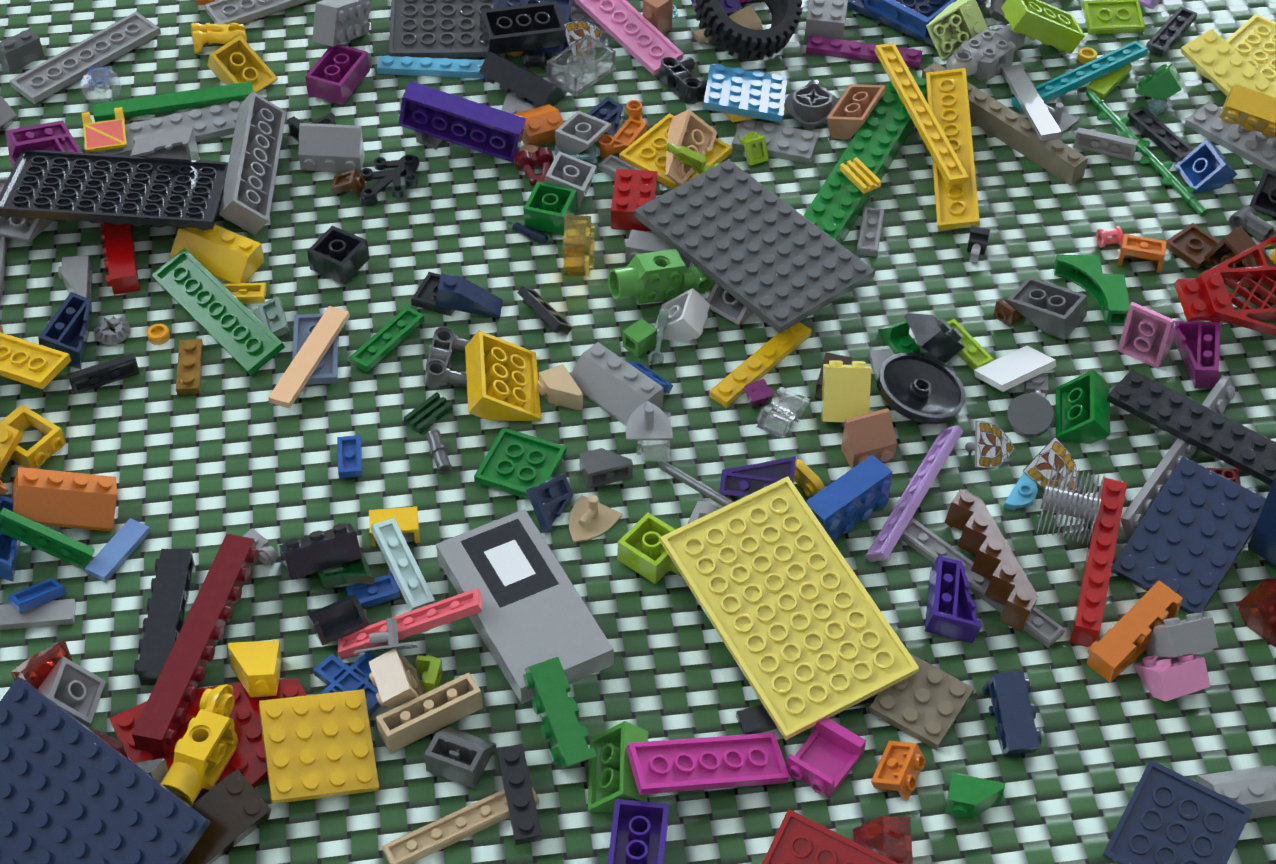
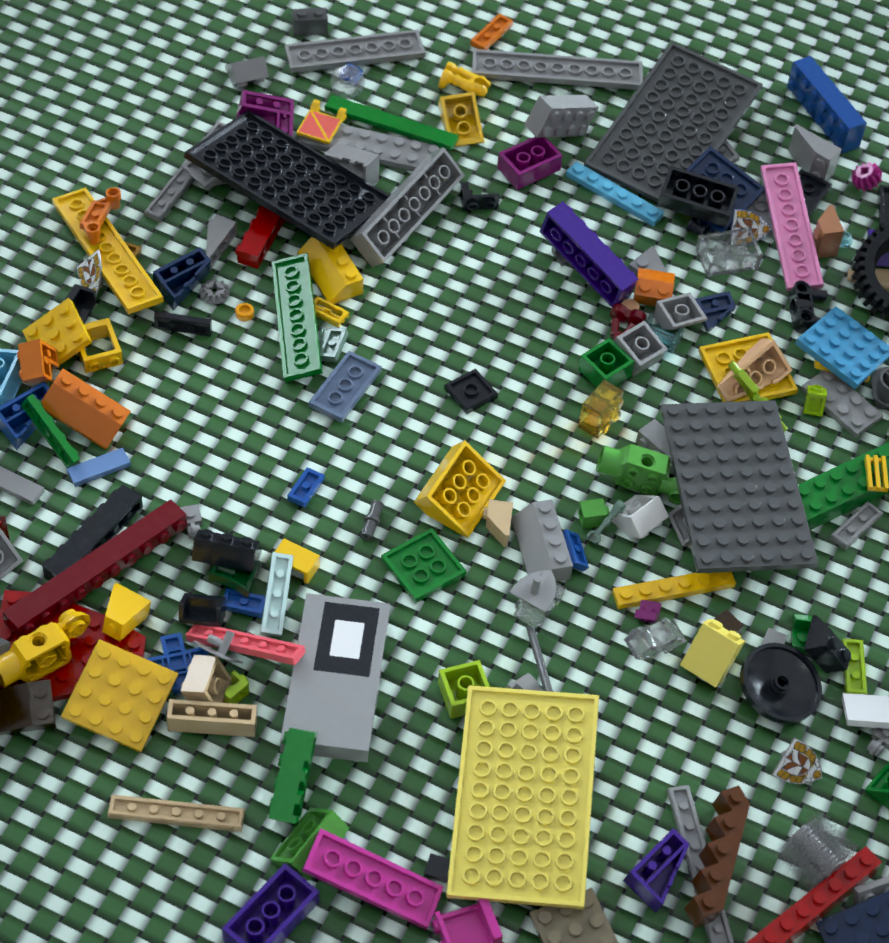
camera: 30 degrees right, 5 degrees up
(36, 595) = (21, 470): blue tile -> none
(189, 367) = (247, 350): pearl gold plate -> none
(308, 357) = (332, 391): light nougat tile -> none
(330, 147) = (475, 224): light grey slope -> none
(338, 254) = (415, 318): black brick -> none
(348, 181) = (471, 260): reddish brown bracket -> none
(386, 339) = (402, 407): green plate -> none
(407, 163) = (527, 268): black plant -> none
(425, 411) = (388, 482): dark green tile -> none
(439, 358) = (428, 445): dark grey piece -> none
(458, 756) = (210, 761): dark grey slope -> none
(465, 296) = (485, 406): dark blue slope -> none
(519, 794) = (228, 816): black plate -> none
(521, 81) = (669, 241): black slope -> none
(529, 232) = (578, 377): dark blue piece -> none
(544, 310) = (537, 449): black plate -> none
(549, 500) = (421, 606): dark blue wing -> none
(591, 519) = (443, 639): tan shield -> none
(604, 467) = (481, 604): dark grey slope -> none
(612, 163) = (692, 361): light grey tile -> none
(627, 134) = (722, 332): orange plate -> none
(631, 191) = (680, 386): red brick -> none
(750, 478) = (584, 680): dark purple wedge -> none
(807, 479) = (629, 712): yellow plate -> none
(852, 497) = (641, 742): blue brick -> none
(869, 436) = (702, 701): nougat slope -> none
(914, 494) = (706, 766): lavender tile -> none
(1022, 494) = (794, 818): medium azure plate -> none
(1030, 415) = (855, 758): dark grey tile -> none
(1041, 466) = (838, 807): shield -> none

